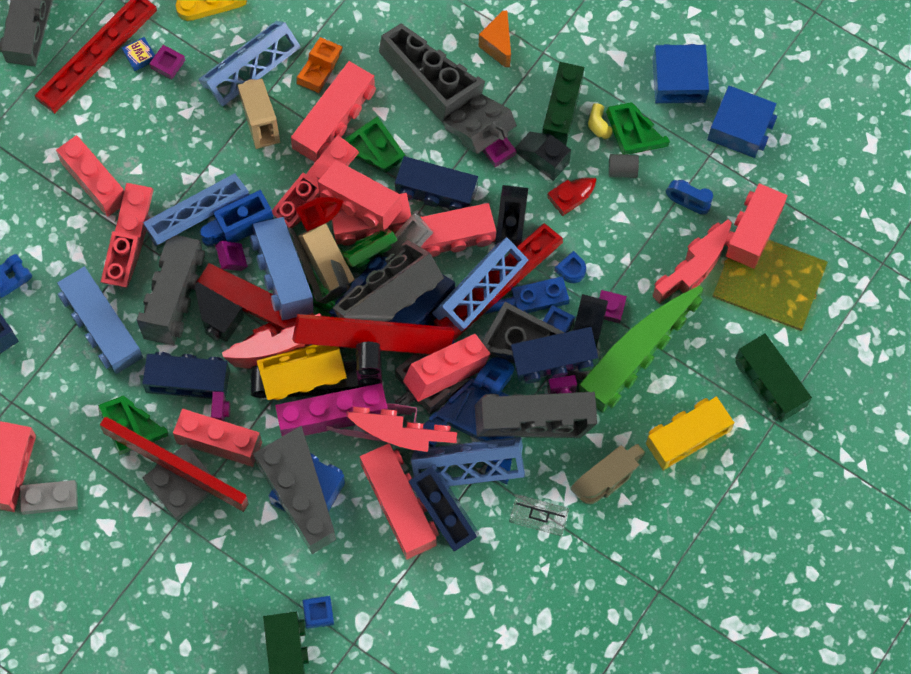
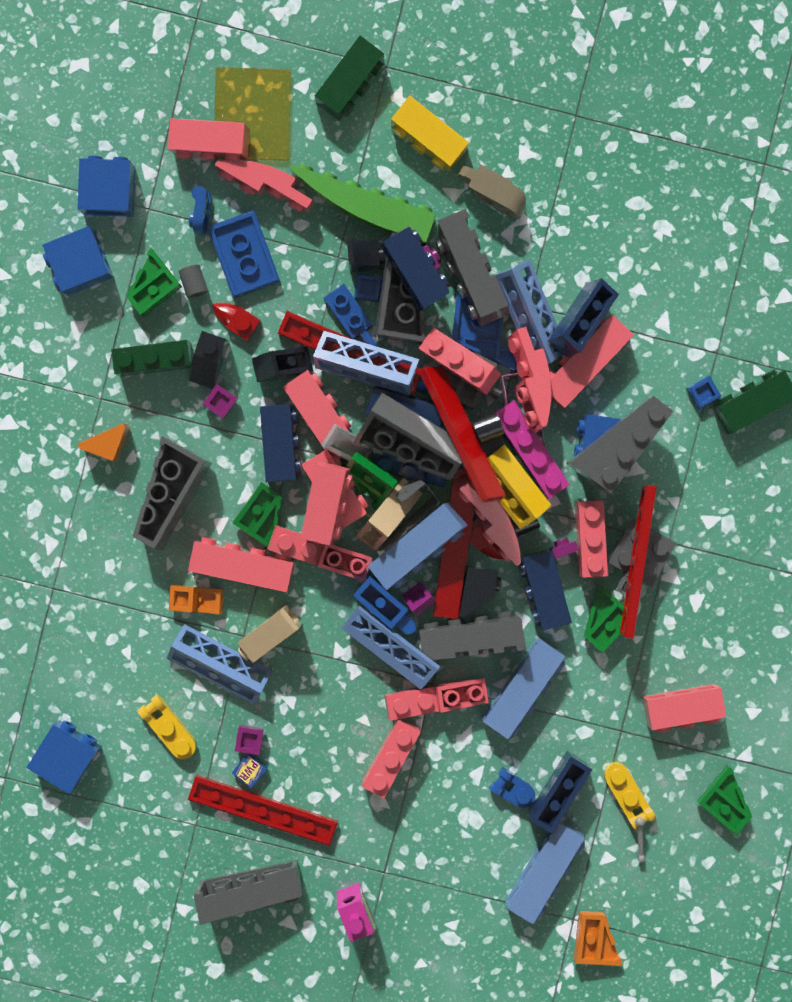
camera: 110 degrees left, 20 degrees up
(48, 497) = (693, 660): light grey plate -> none
(318, 211) = (354, 535): red plate -> none
(480, 123) = (202, 426): dark grey plate -> none
(494, 375) = (438, 317): blue plate -> none
(539, 515) = (550, 239): clear tile -> none
(571, 268) = (310, 293): blue tile -> none
(597, 124) = (158, 321): light yellow arm -> none
(615, 305) = (334, 246): magenta plate -> none
(633, 222) = (243, 254): none -> blue tile

